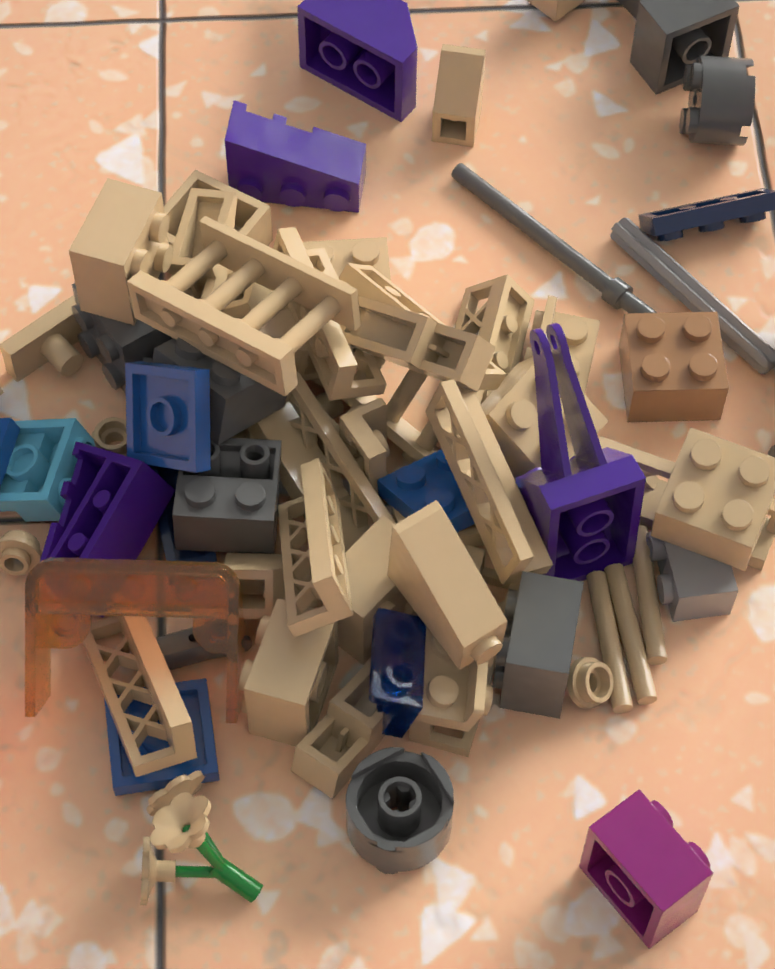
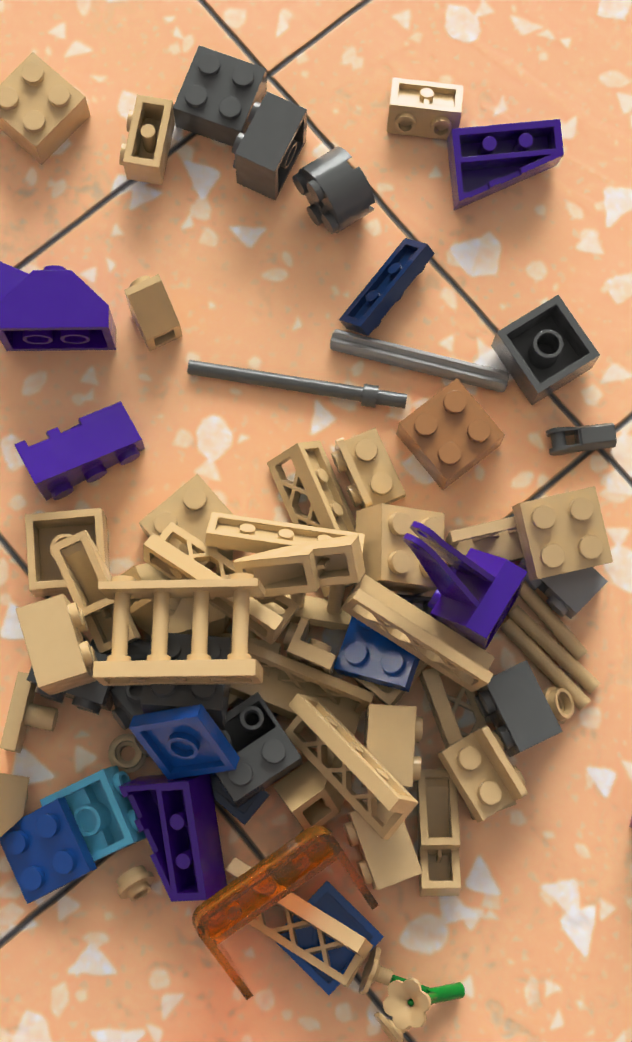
camera: 40 degrees left, 20 degrees up
(397, 669) = (454, 799): clear blue bracket -> none
(424, 800) = (531, 870): dark grey brick -> none
(445, 586) = (461, 740): tan slope -> none

